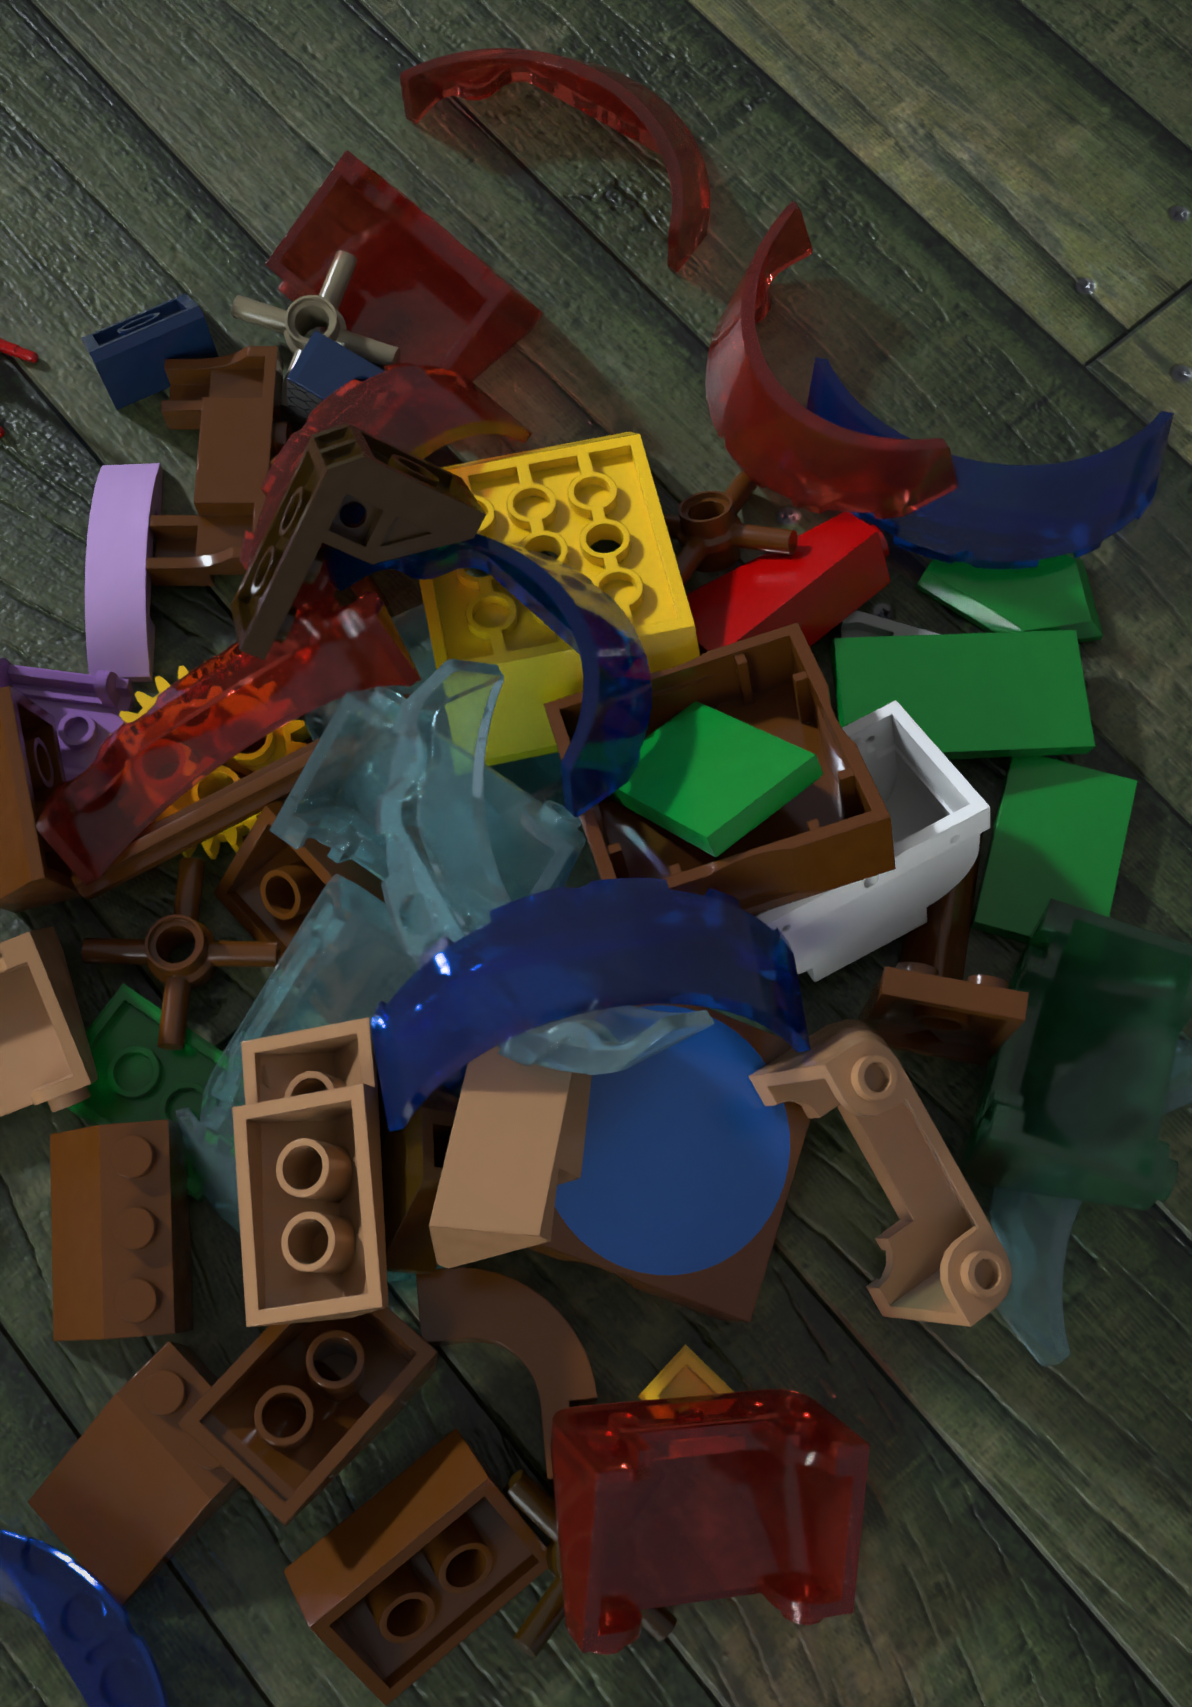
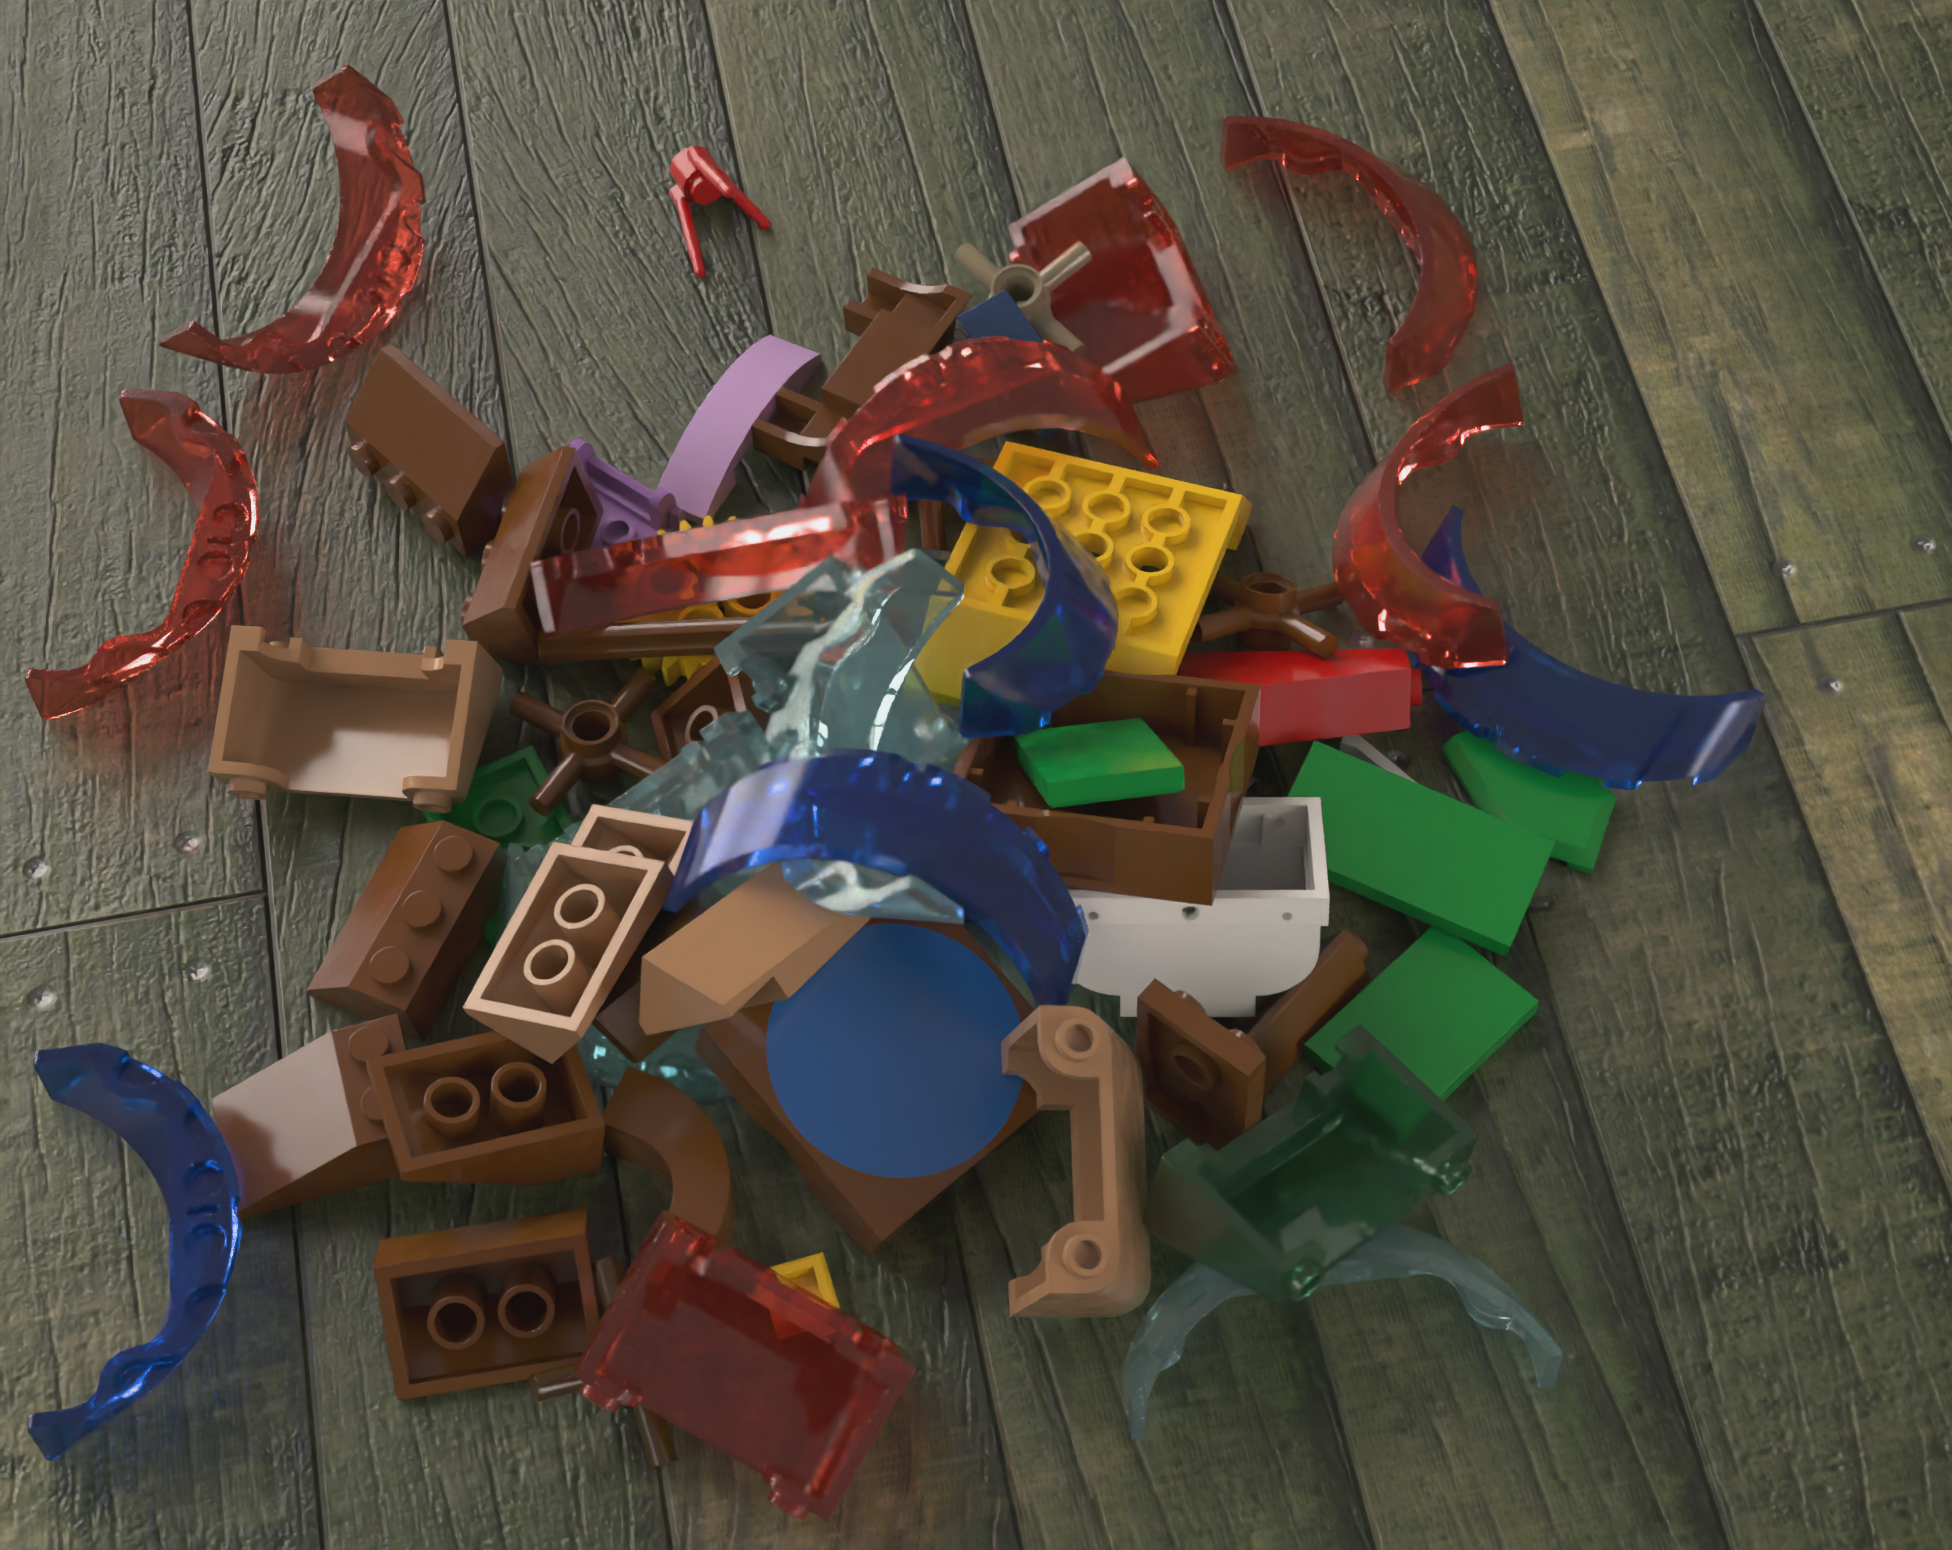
camera: 30 degrees right, 15 degrees down
(134, 350) = (845, 254): dark blue slope -> none
(354, 498) = (971, 440): dark brown bracket -> none

